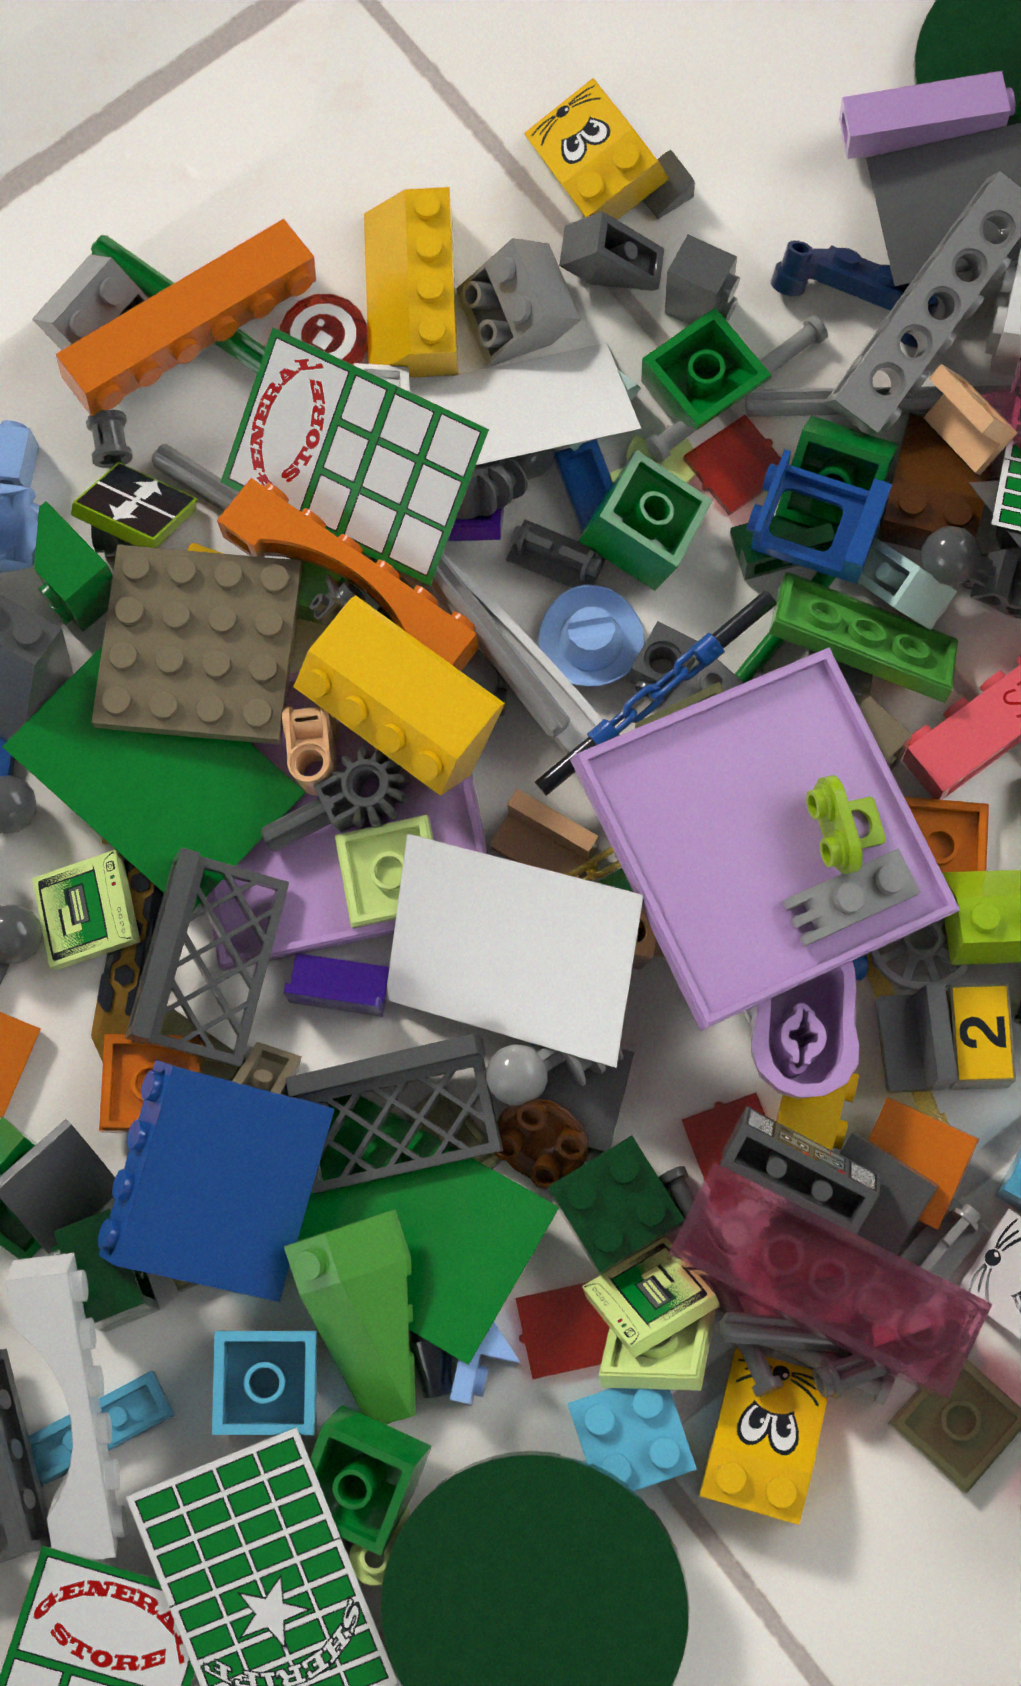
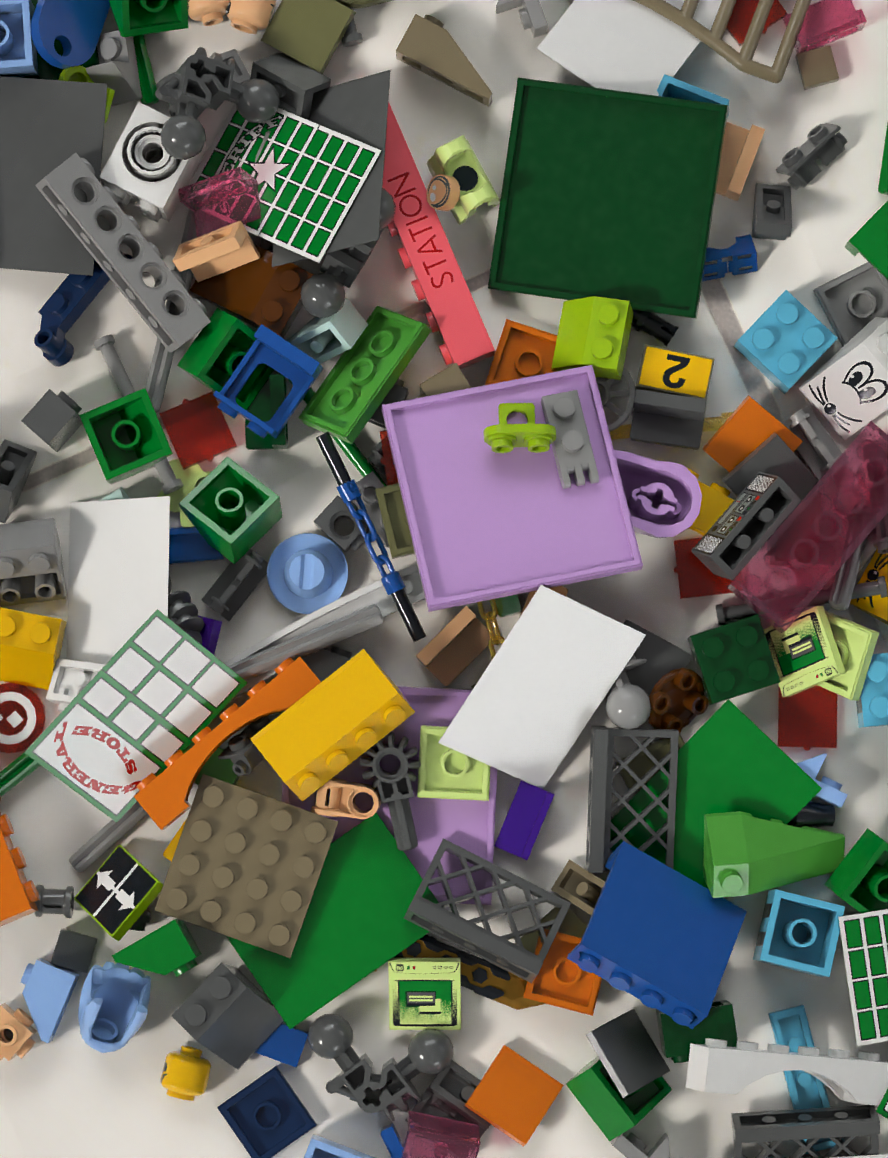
camera: 80 degrees left, 10 degrees up
(54, 475) = (74, 950): none -> dark grey slope

